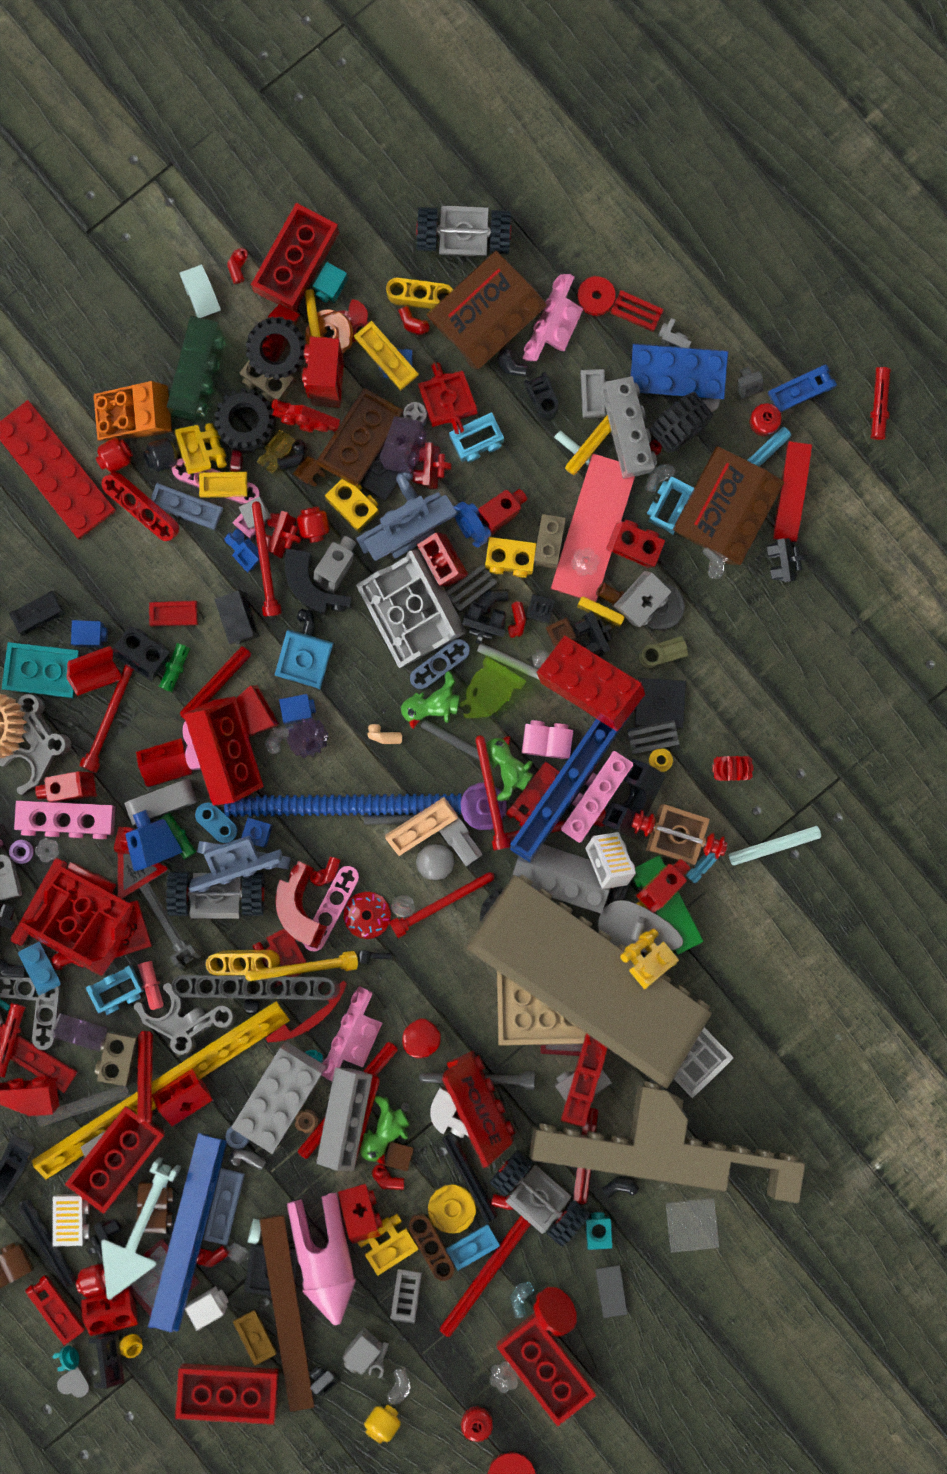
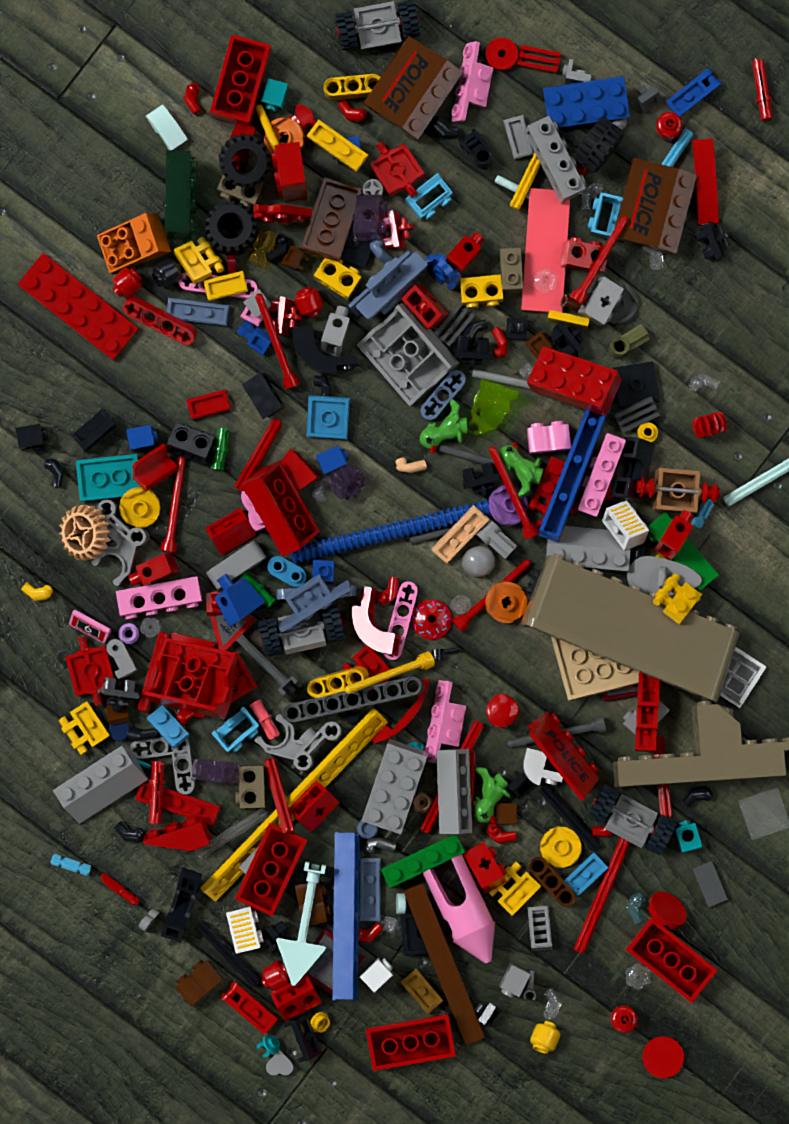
camera: 10 degrees left, 0 degrees up
(67, 712) = (139, 507): none -> yellow tile
(290, 1189) = (422, 860): none -> green arch
(421, 1128) = (520, 784): none -> black tile
(460, 927) = (499, 592): none -> orange plate
(469, 768) = (471, 480): none -> black hips
(621, 586) = (580, 294): none -> red piece
(737, 715) = (702, 380): none -> clear arm

